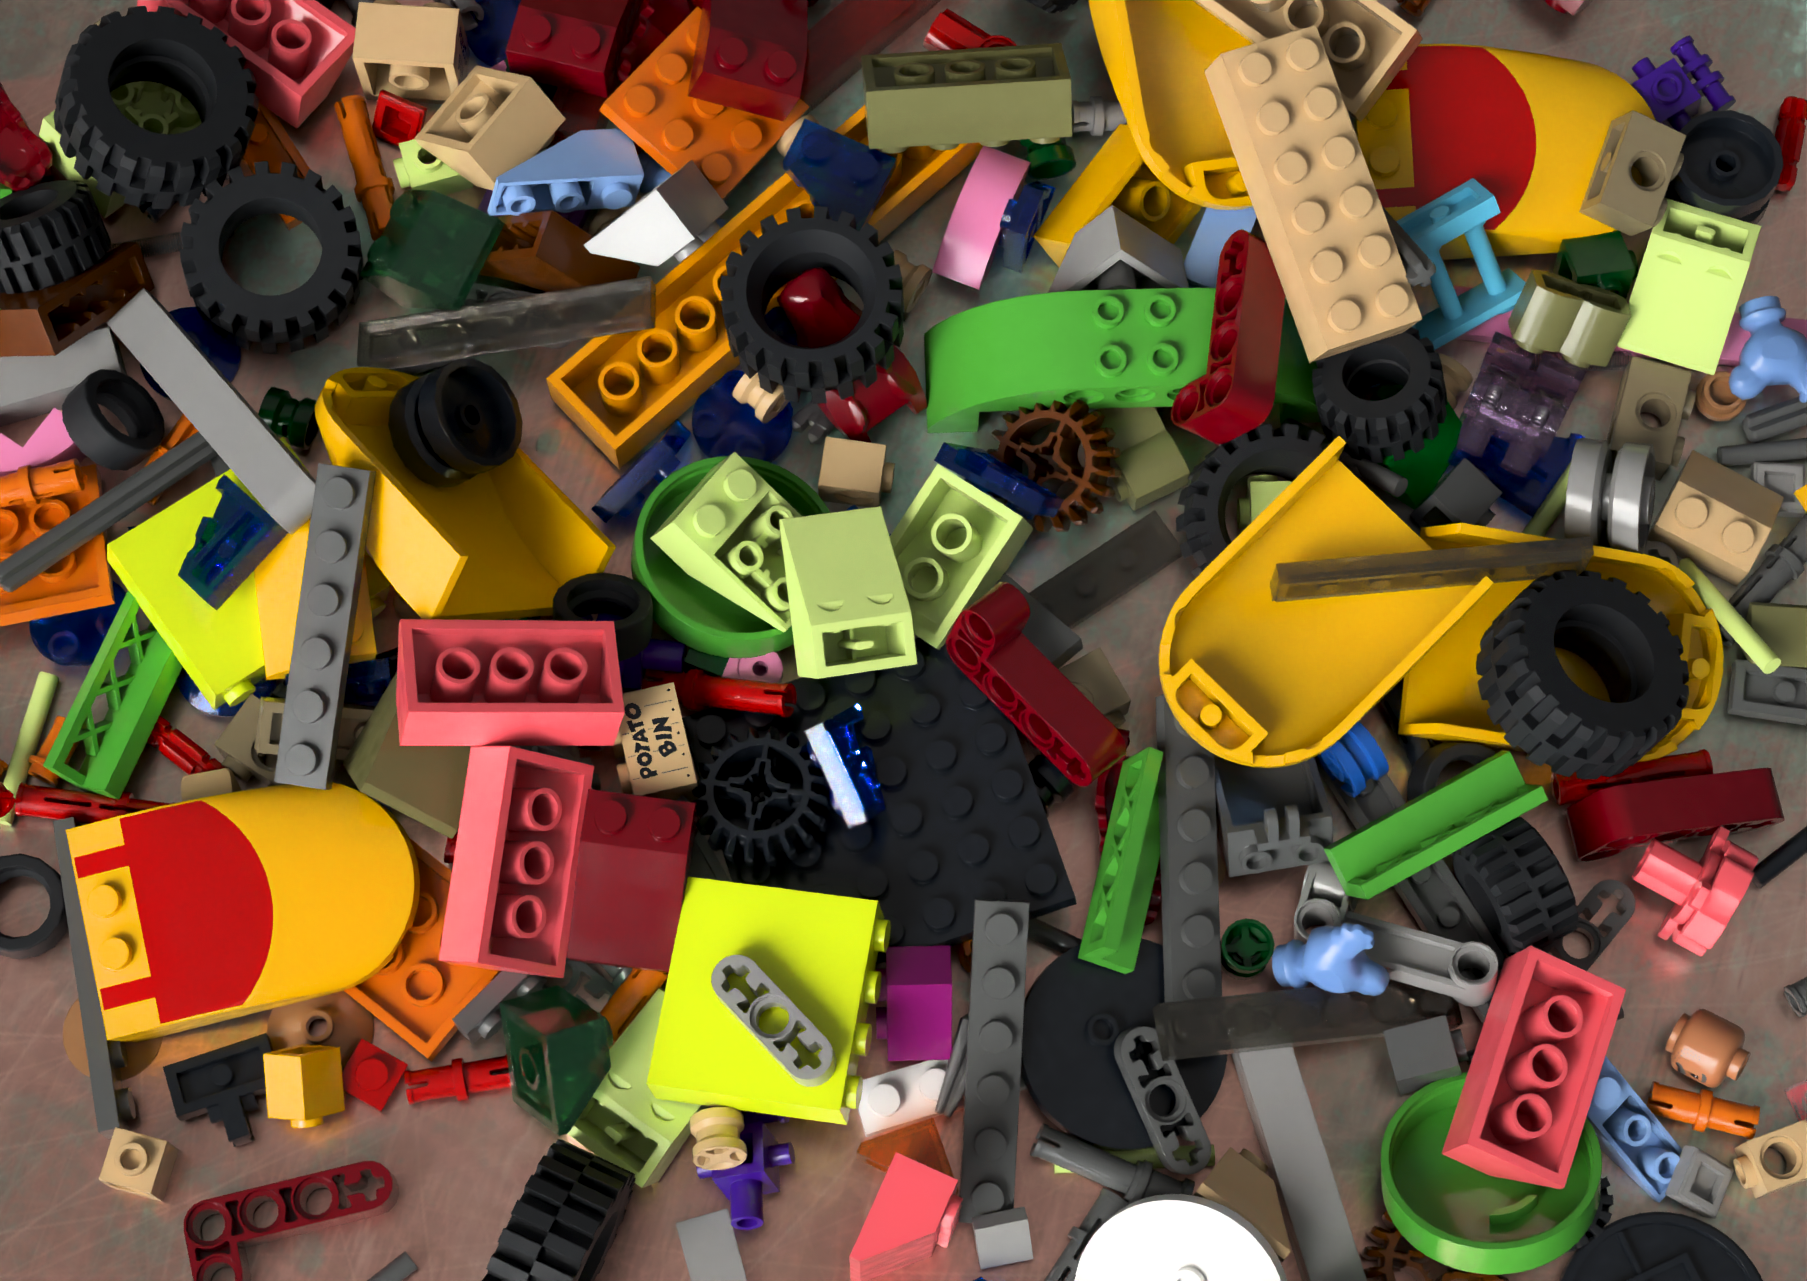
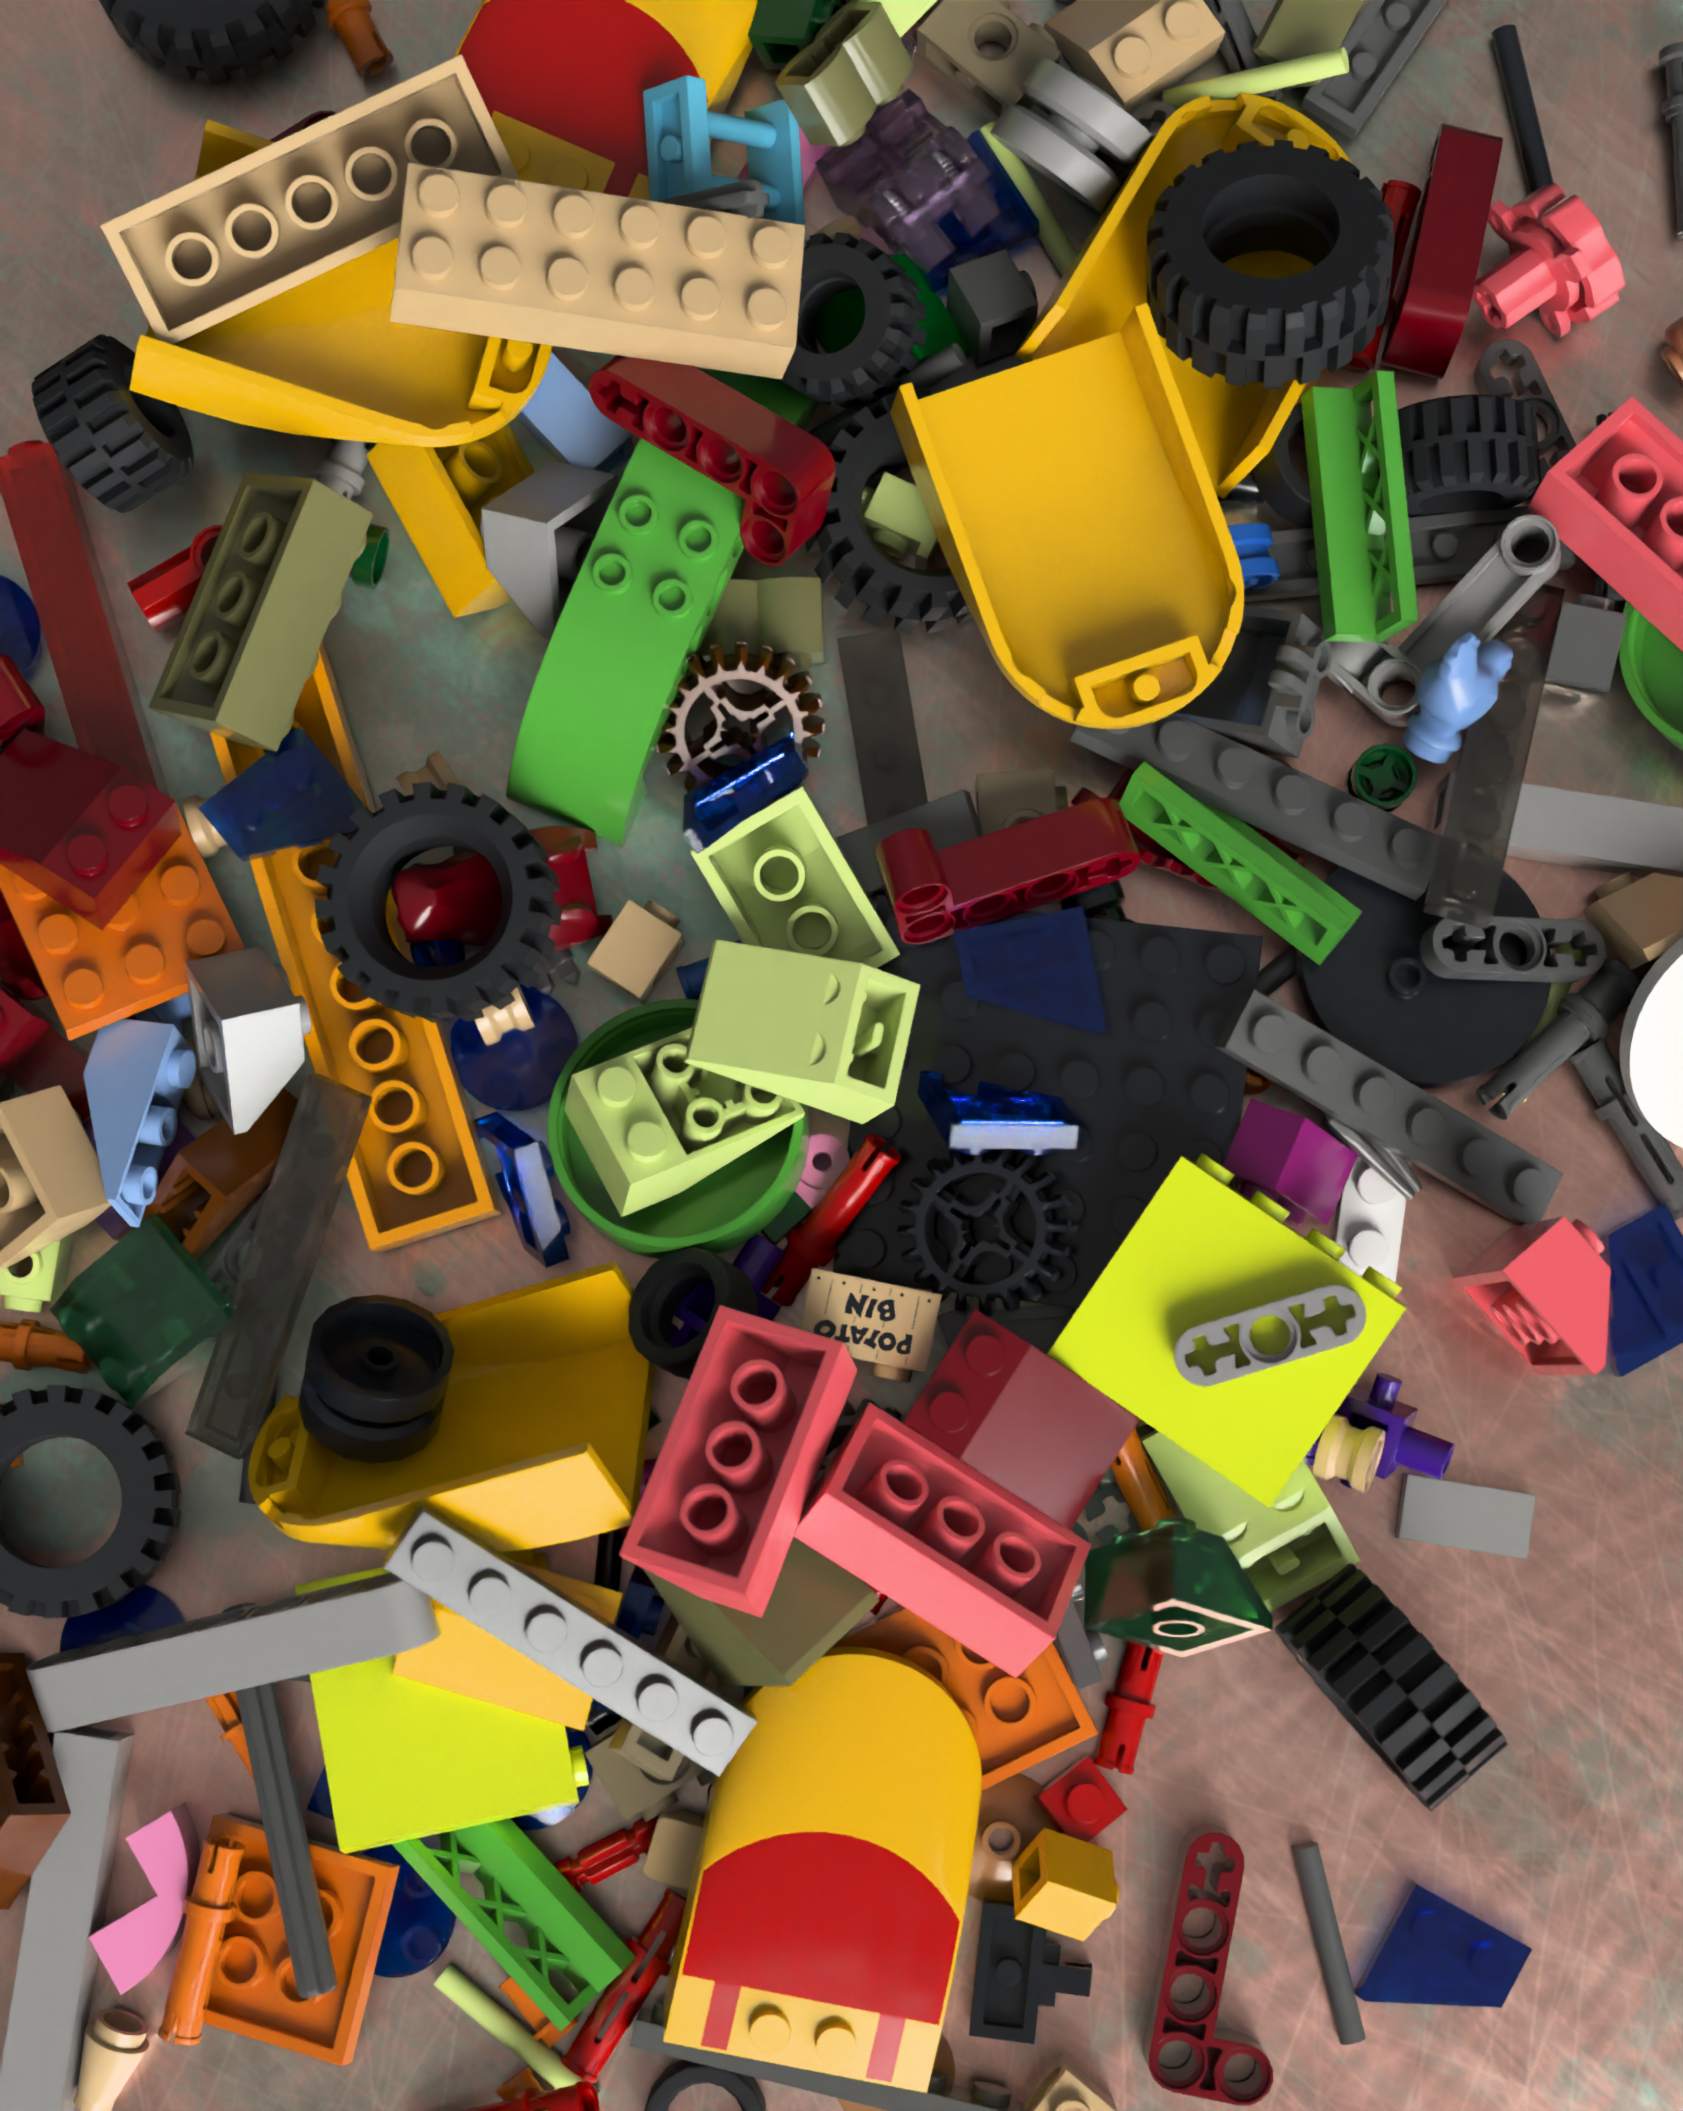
camera: 60 degrees left, 10 degrees up
(97, 436) = (184, 1807): black tyre -> none
(229, 545) = (410, 1710): wing -> none
(290, 417) = (262, 1567): dark green wheel -> none
(915, 1141) = (1445, 1245): clear orange slope -> none
(971, 744) = (1035, 967): none -> clear blue wing
(975, 221) = (403, 665): bright pink brick -> none
(1002, 1237) = (1575, 1189): light grey tile -> none
(1021, 222) = (434, 618): clear blue wing -> none
(1428, 569) = (1083, 367): clear smoke tile -> none

